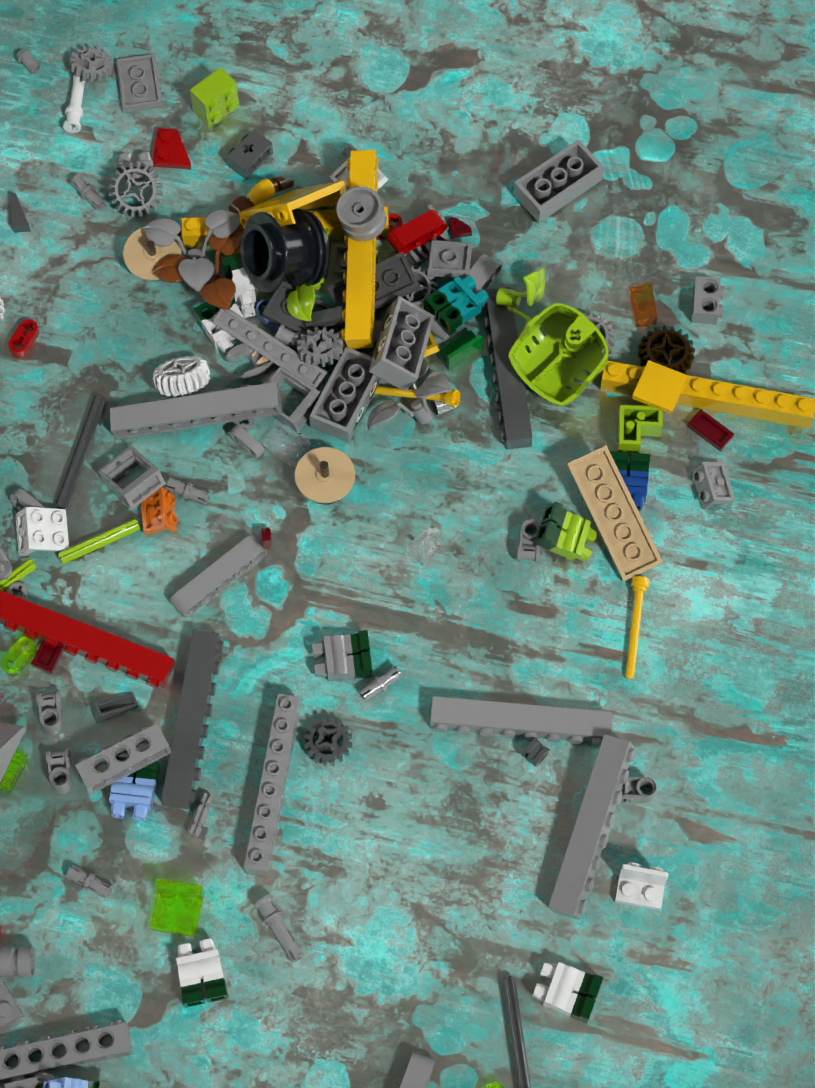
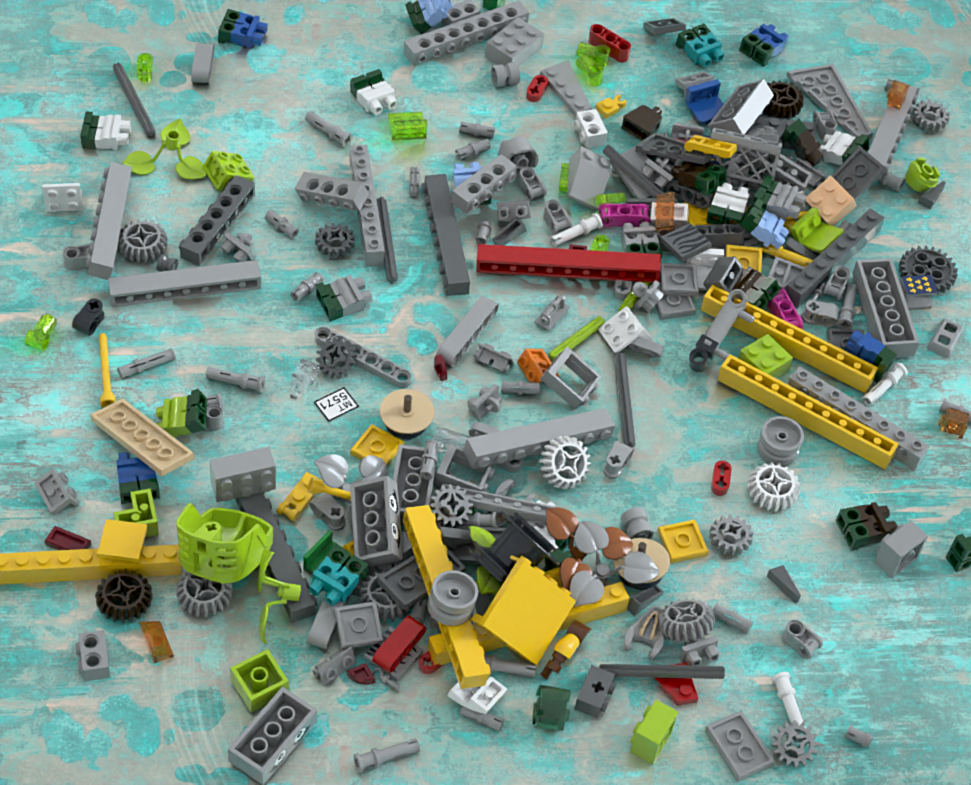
camera: 155 degrees right, 15 degrees down
(24, 689) = (583, 227): none -> white pin
(33, 156) = (802, 639): none -> light grey piece
(48, 268) = (731, 534): none -> light grey gear
(60, 807) = (519, 152): none -> light grey brick
(96, 282) = (683, 541): none -> yellow tile
(98, 731) = (513, 209): none -> light grey hips
(107, 849) = (472, 149): none -> light grey pin
(113, 579) = (552, 313): none -> light grey hinge
(121, 381) = (617, 459): none -> light grey piece
(136, 300) = (637, 523): none -> light grey wheel
(146, 713) = (483, 229): none -> light grey pin
(171, 200) = (647, 631): none -> light grey animal
(181, 152) = (665, 671): none -> dark grey axle
(194, 531) = (487, 353): none -> light grey hinge
(242, 477) = (488, 401): none -> light grey hips
(259, 755) = (389, 257): none -> dark grey axle
(298, 142) = (550, 708): none -> clear green brick
(300, 796) = (331, 191): none -> light grey brick
(324, 399) = (429, 459): none -> light grey pin
(343, 577) = (380, 362): none -> light grey beam
(369, 460) = (376, 443): none -> yellow tile
(377, 570) = (337, 350): none -> dark grey gear
(383, 786) = (290, 230): none -> light grey pin
(392, 526) = (336, 404): none -> sticker
(425, 887) = (224, 166): none -> lime bracket
(442, 759) = (232, 243): none -> light grey hips
(464, 422) = (297, 499): none -> yellow plate
(470, 146) = (377, 757): none -> light grey pin
(474, 906) = (173, 137): none -> lime plant
(485, 572) = (243, 380): none -> light grey pin
(489, 236) = (339, 663): none -> light grey hinge
(495, 763) = (217, 220): none -> dark grey brick
(523, 422) = (243, 474): none -> light grey brick
(549, 795) = (153, 242): none -> light grey gear
(557, 233) = (258, 679): none -> lime brick
(594, 621) = (139, 366): none -> light grey pin
(642, 695) = (89, 317): none -> black piece
(700, 687) = (40, 335): none -> clear neon green piece

